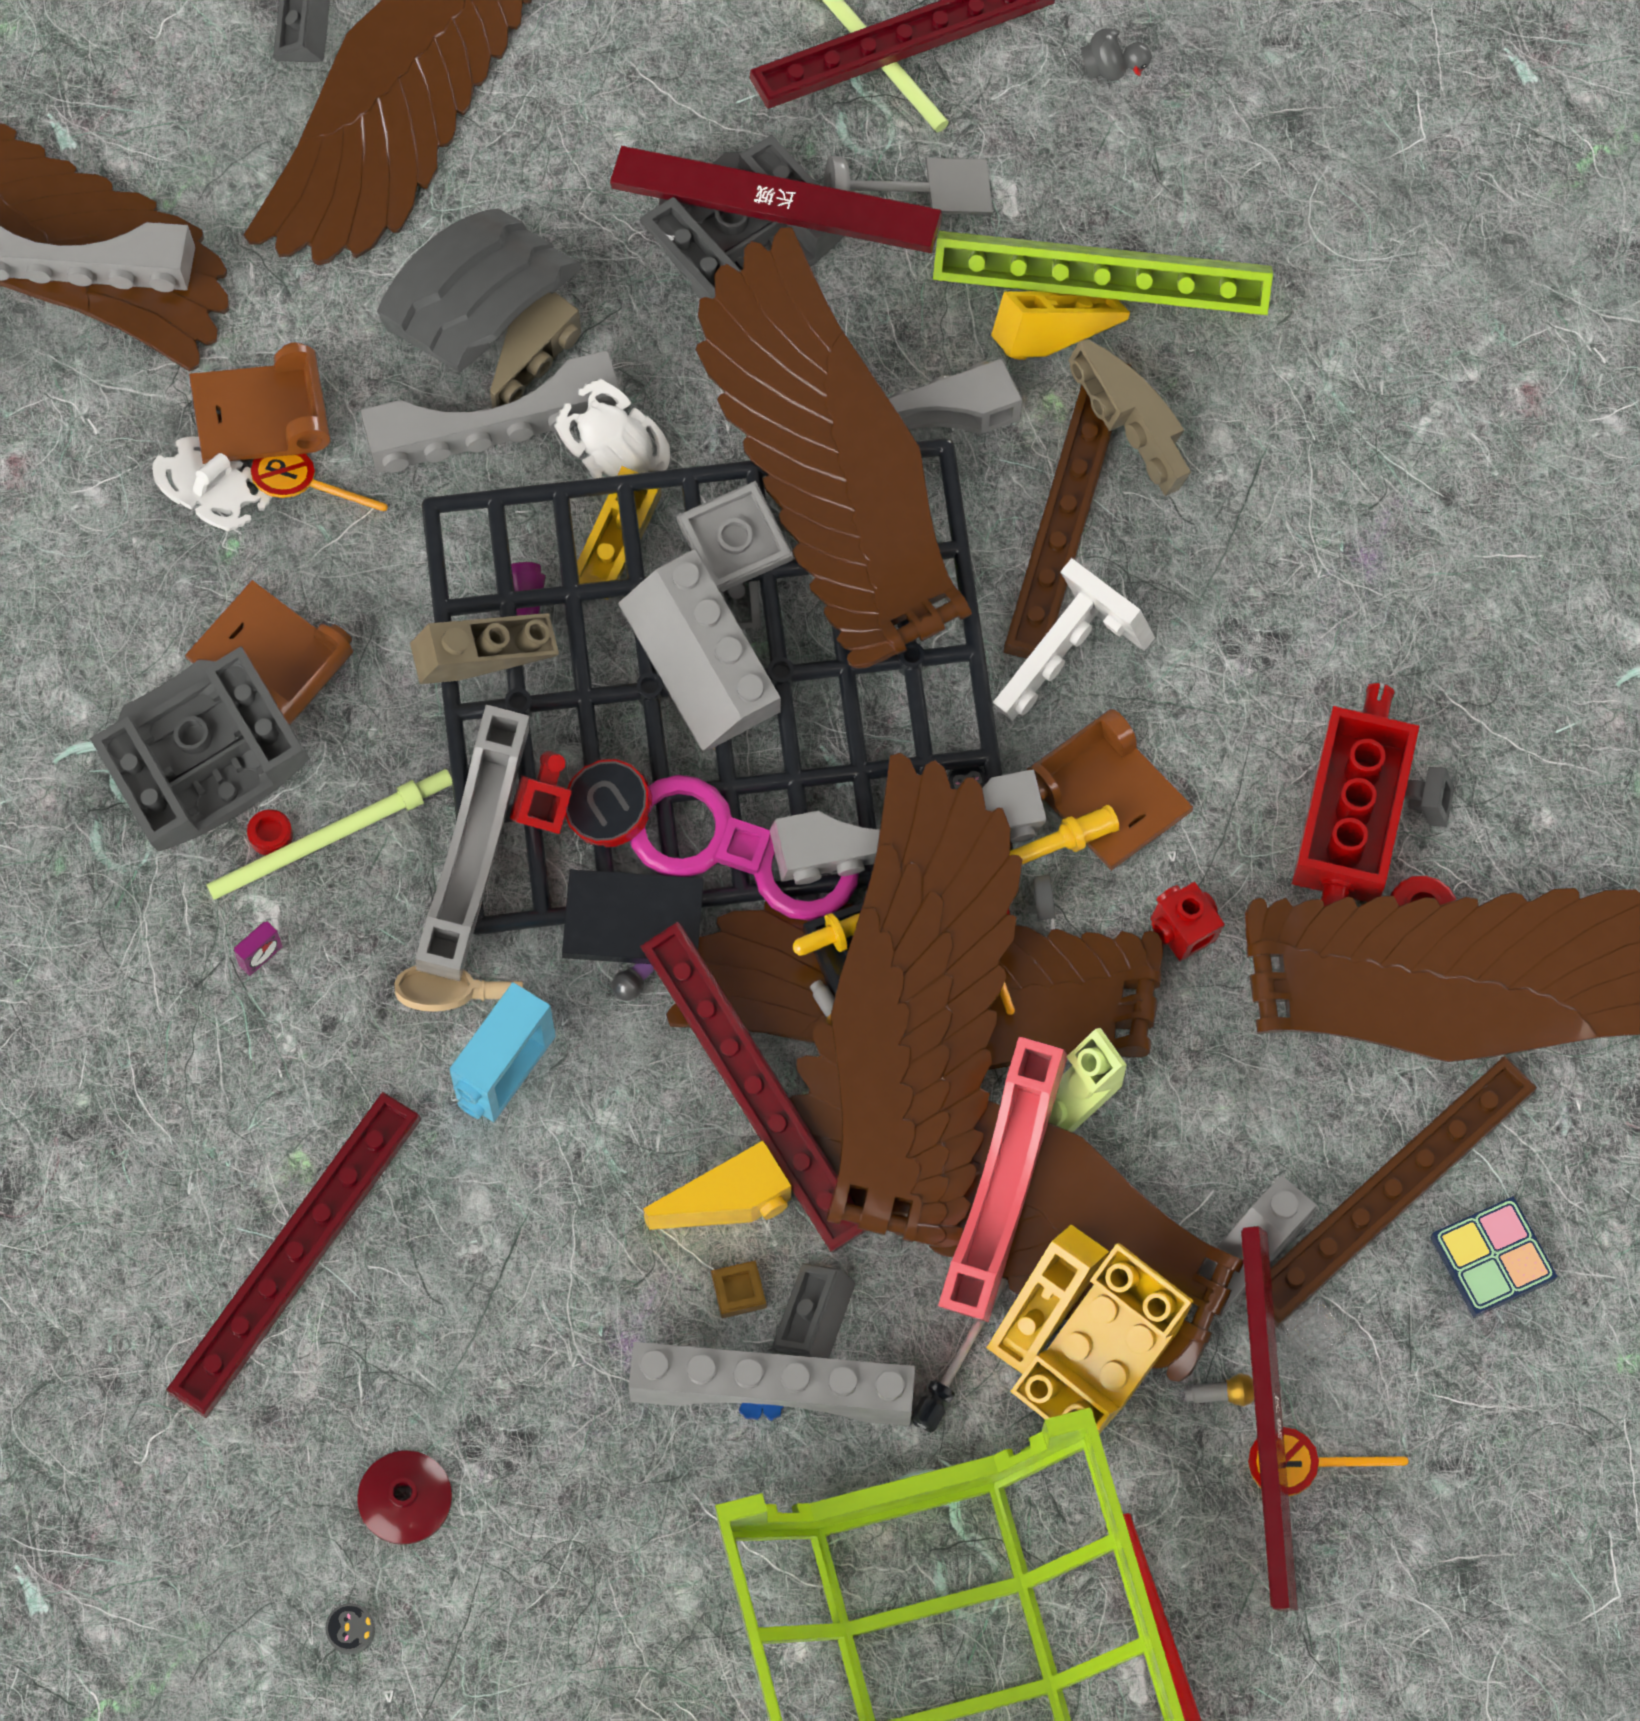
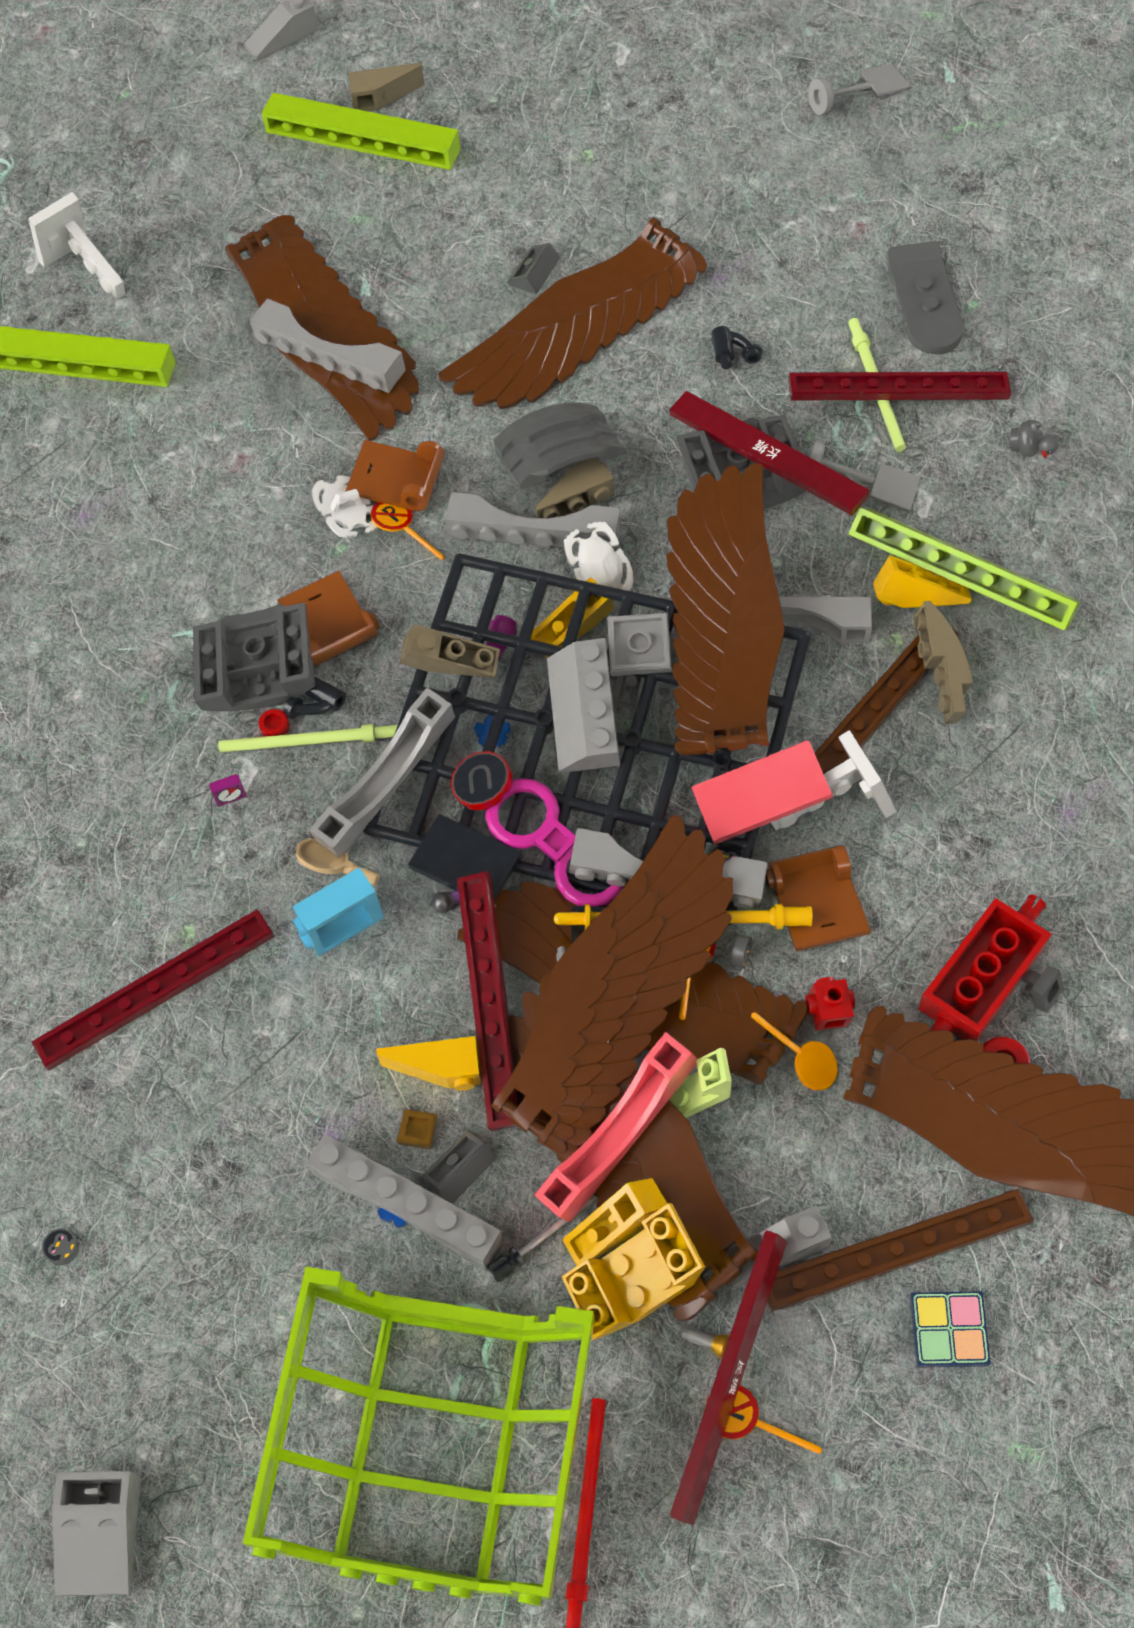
camera: 30 degrees right, 5 degrees down
(324, 763) = (326, 695): none -> black plant
(409, 1519) = (147, 1187): dark red dish -> none
(541, 800) = (438, 761): red brick -> none
(568, 730) = (482, 731): none -> blue plant
(635, 60) = (723, 347): none -> black plant
(983, 679) = (762, 792): none -> coral tile
(1195, 1000) = (813, 1060): none -> light orange piece

